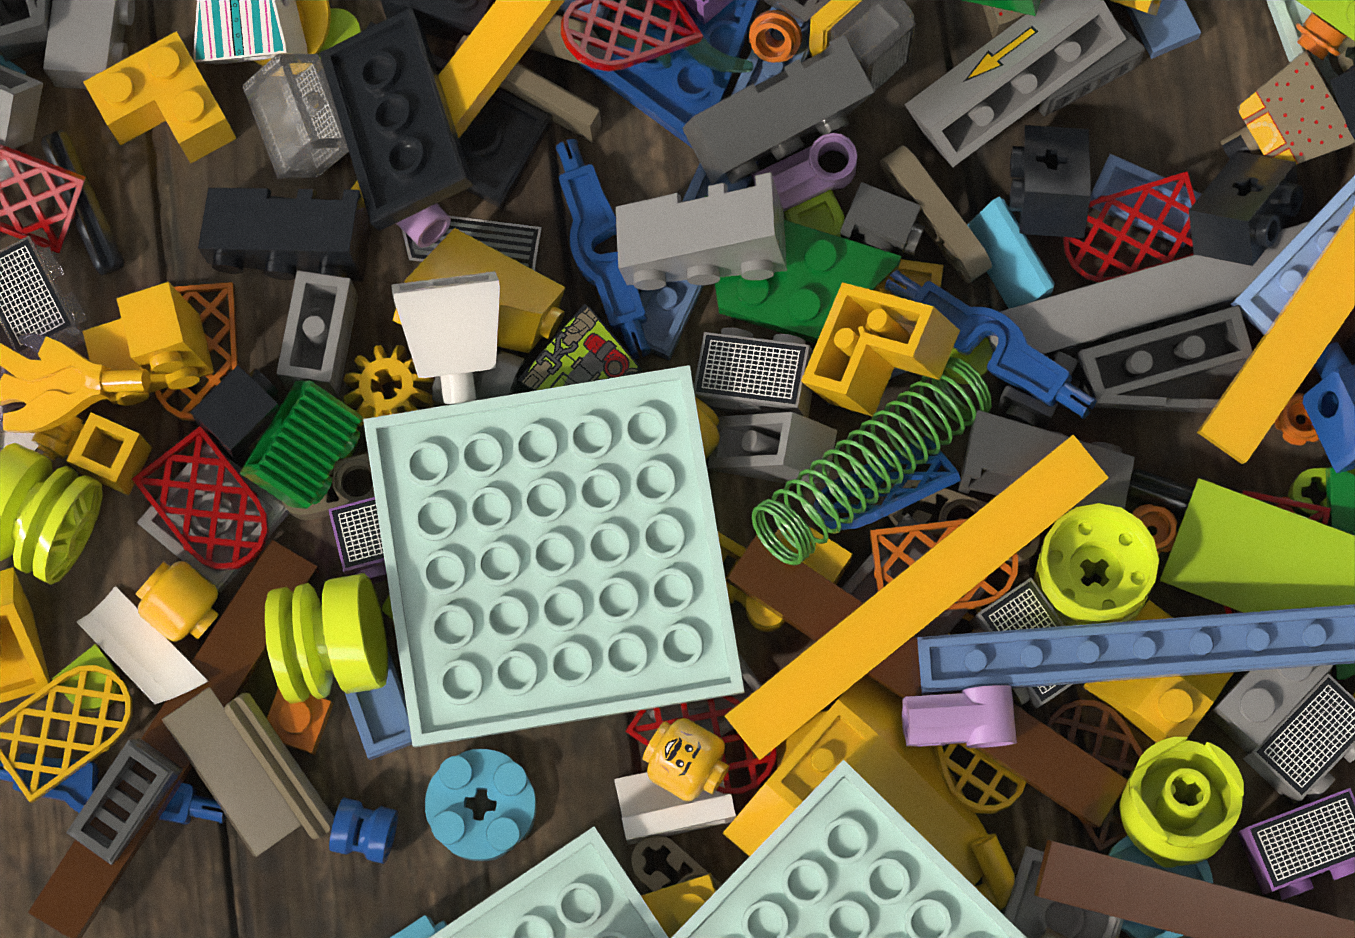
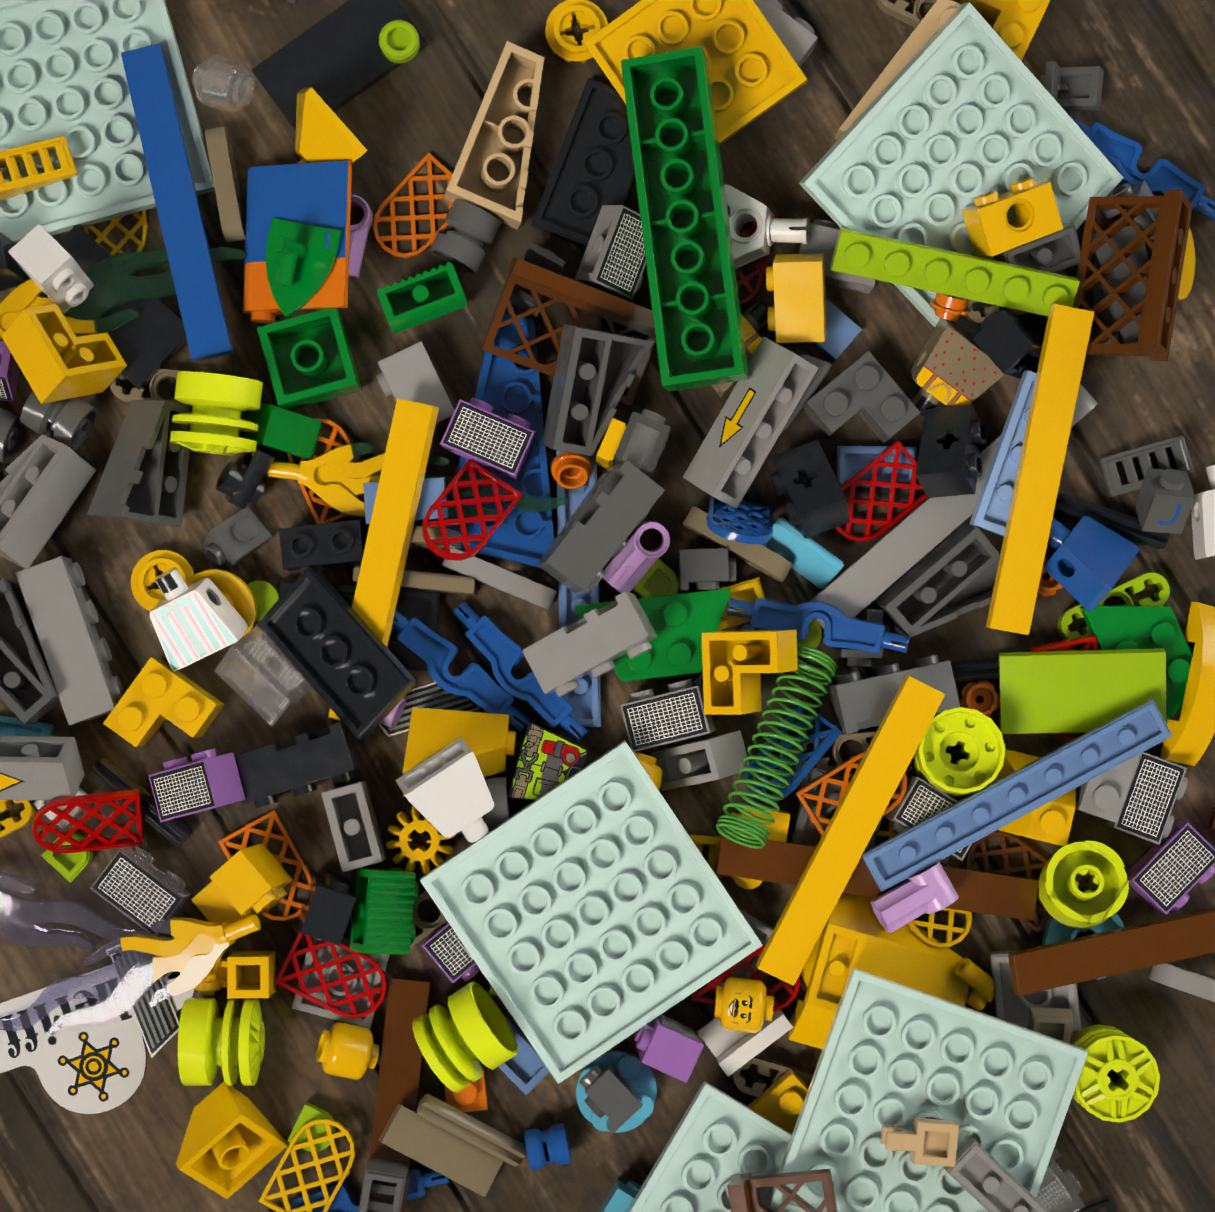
camera: 35 degrees left, 10 degrees up
(140, 649) = (337, 1094): white sticker -> none
(155, 203) = (196, 786): none -> brick
(469, 794) = (610, 1096): none -> dark grey brick
(516, 182) = (473, 680): none -> blue piece
(569, 764) = (669, 1046): none -> medium lavender brick
(631, 130) = (502, 580): none -> light grey beam
(951, 179) = (728, 529): none -> blue window
(1166, 99) = (864, 391): none -> dark grey brick

